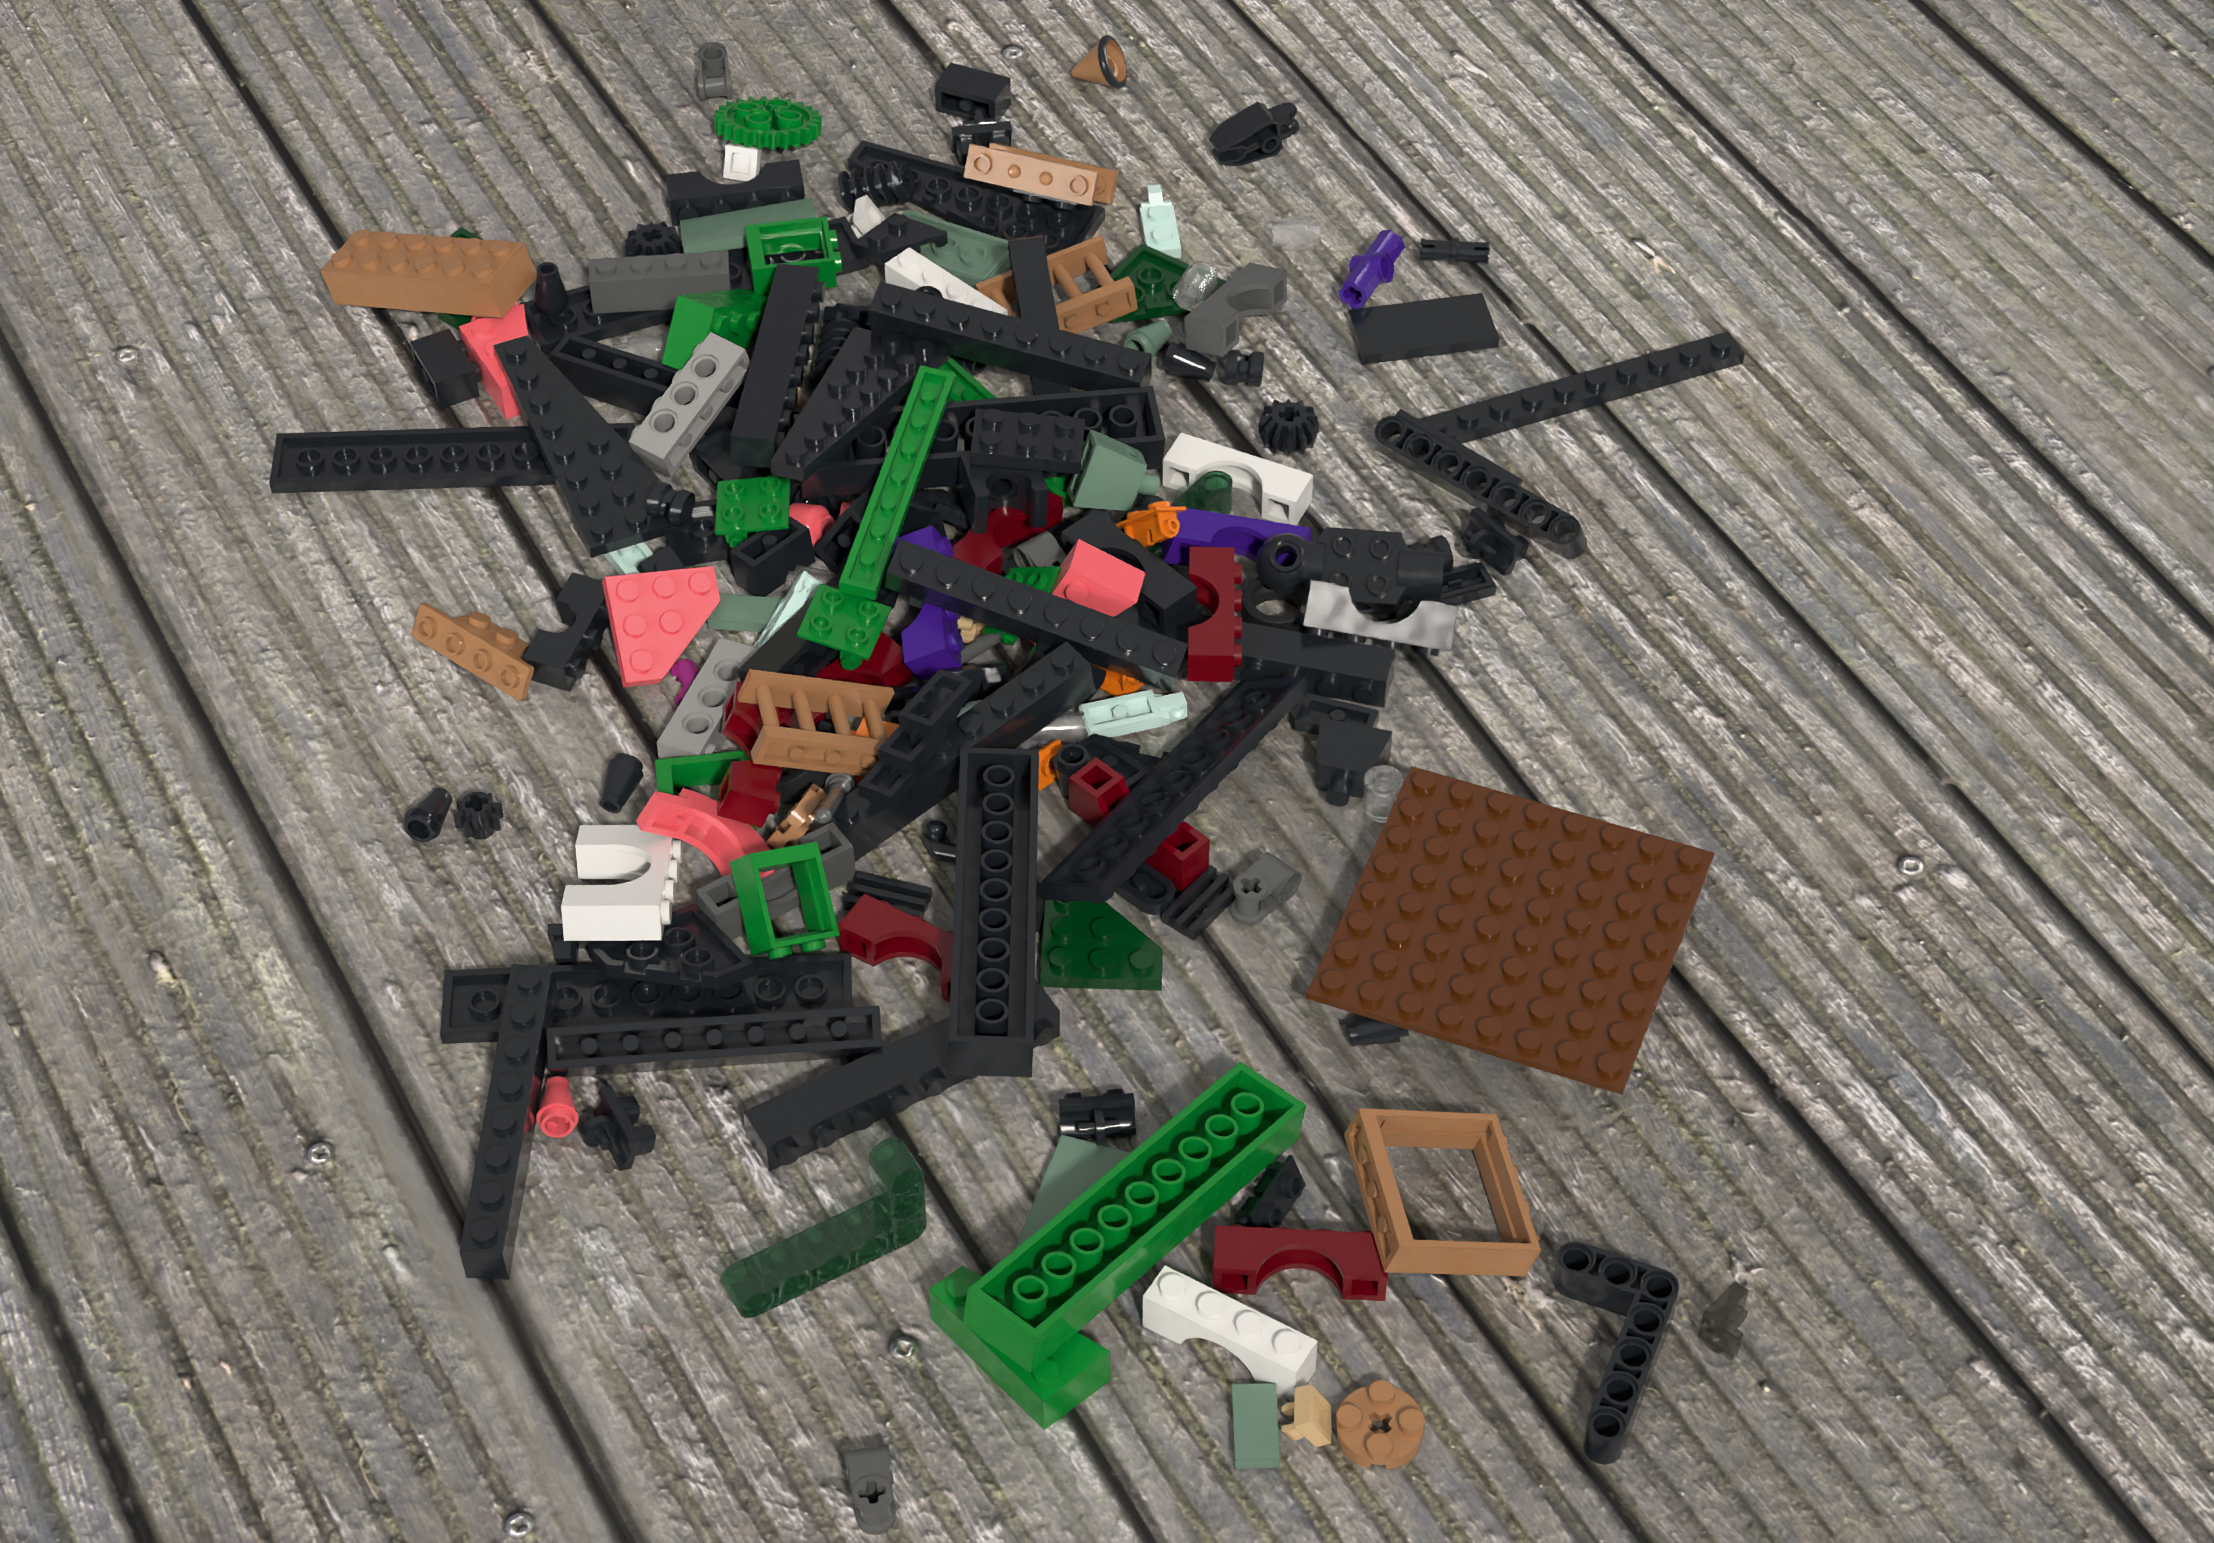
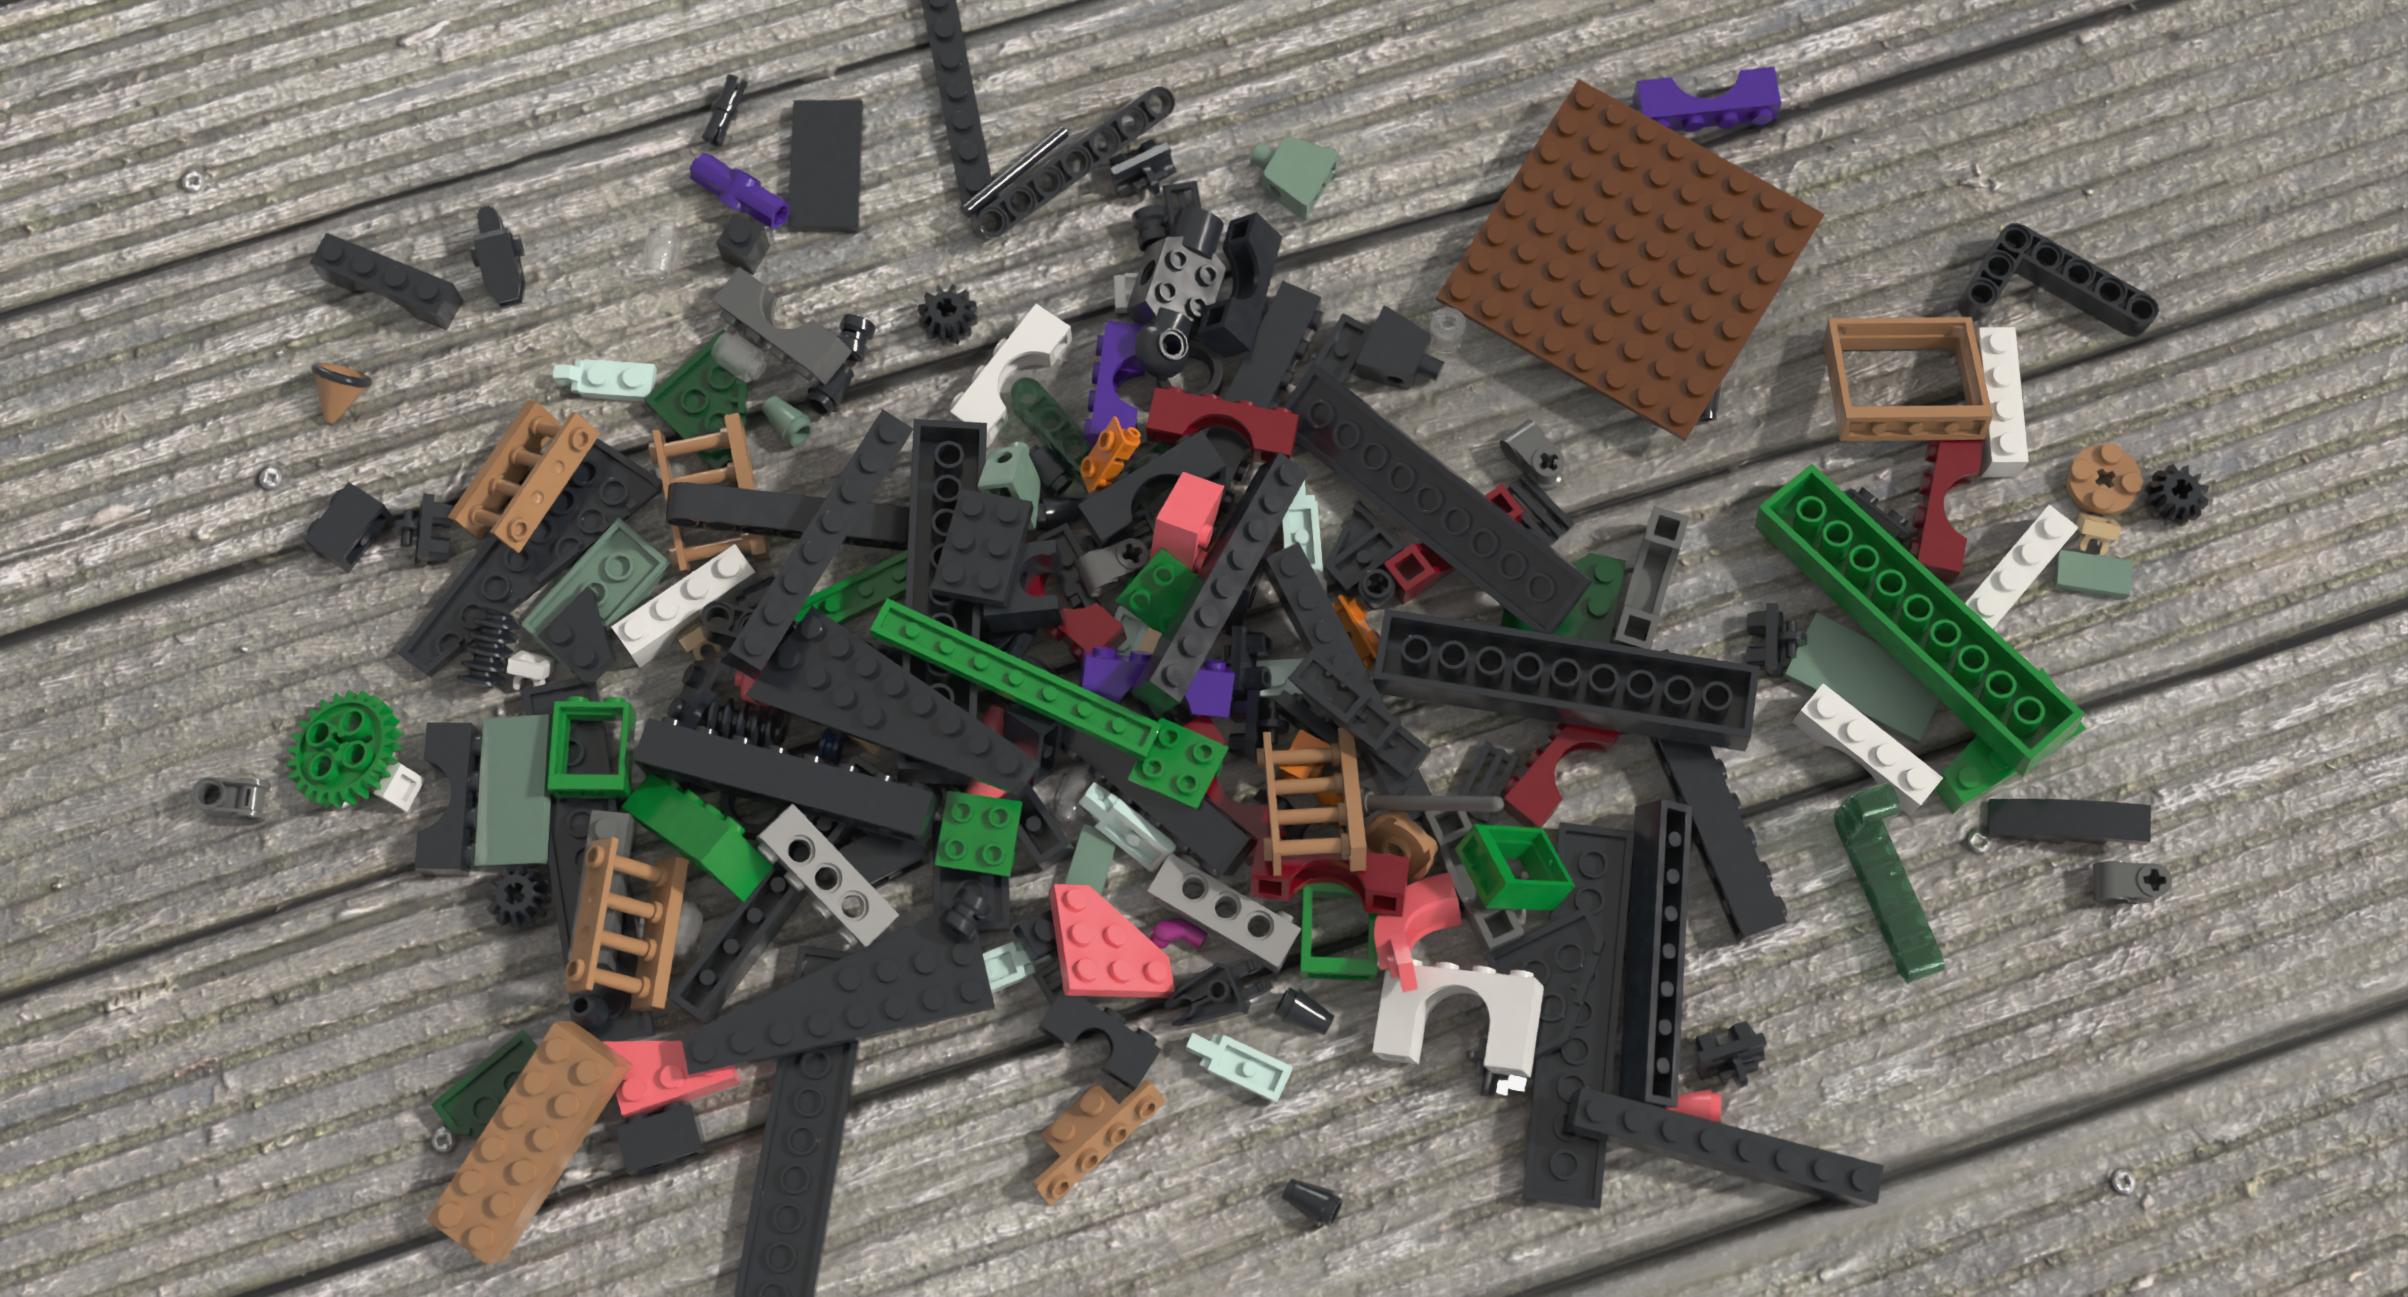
camera: 80 degrees left, 25 degrees up
(478, 815) = (1319, 1160): black gear -> none
(559, 744) = (1241, 1065): none -> light aqua hinge
(610, 319) = (659, 931): none -> medium nougat fence
(626, 709) = (1218, 994): none -> black hinge
(935, 1417) = (2069, 821): none -> black slope
(938, 842) = (1431, 726): black arm -> none
(1006, 1177) = (1841, 726): none -> white arch
(1177, 1000) = (1650, 578): none -> dark grey arch
(1204, 85) = (412, 289): none -> black arch
(1317, 280) = (743, 244): none -> black brick
(1375, 1495) = (2184, 486): none -> black gear
(1398, 1302) = (2005, 442): none -> white arch
(1526, 657) = (1296, 173): none -> sand green torso
(1722, 1320) = (2036, 203): clear smoke bracket -> none
(1758, 1024) = (1751, 100): none -> dark purple arch

